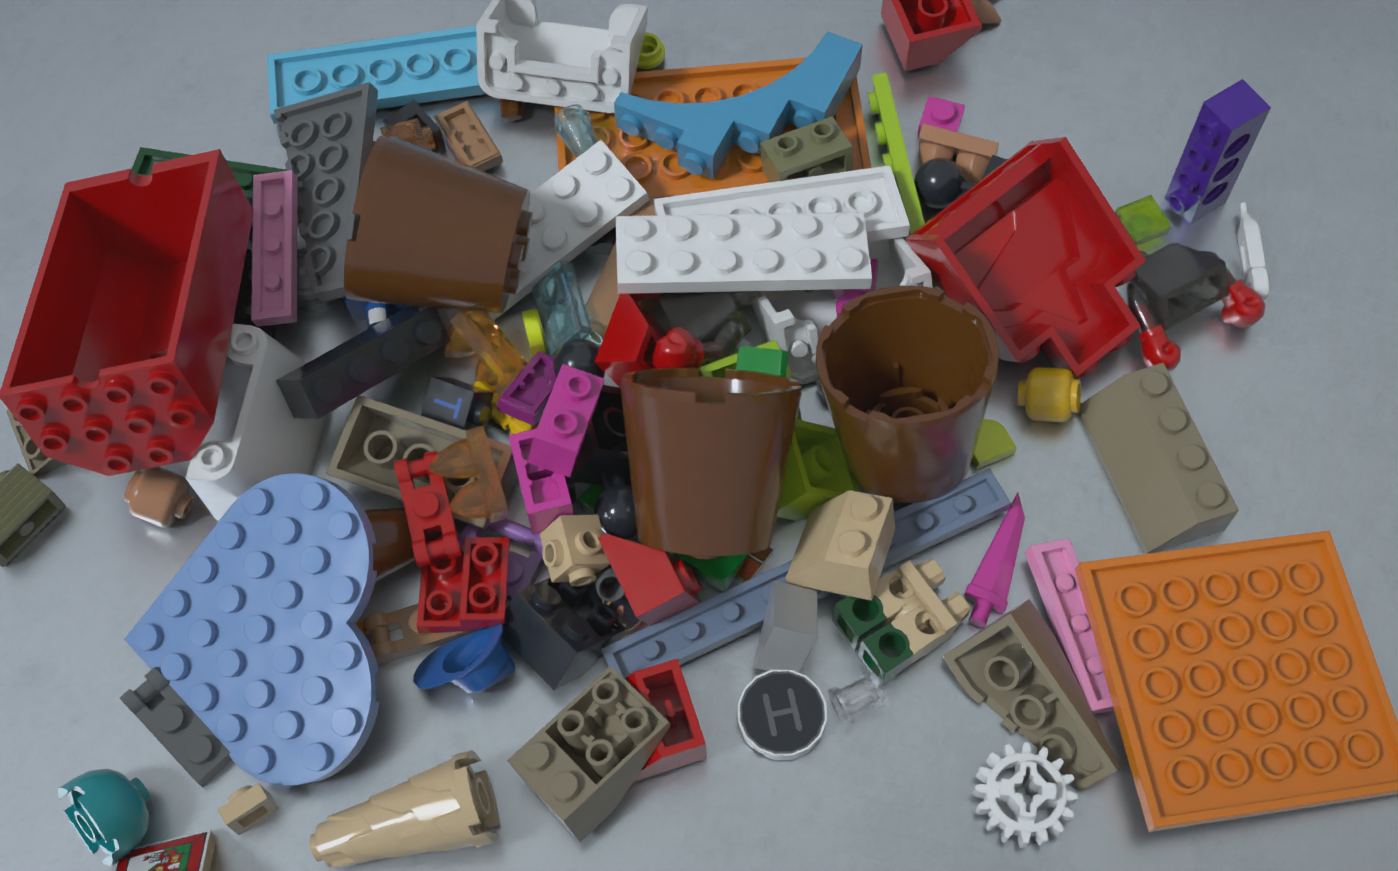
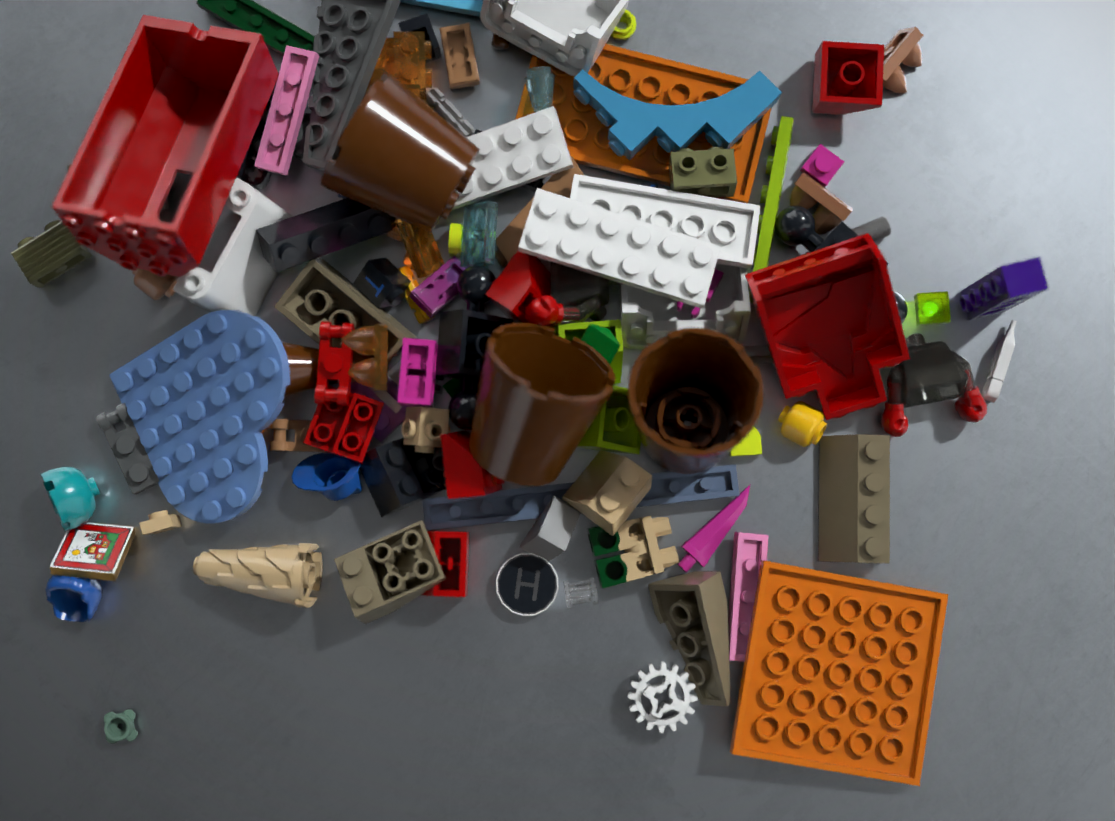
camera: 15 degrees right, 20 degrees up
(565, 420) = (444, 346): dark pink brick -> none

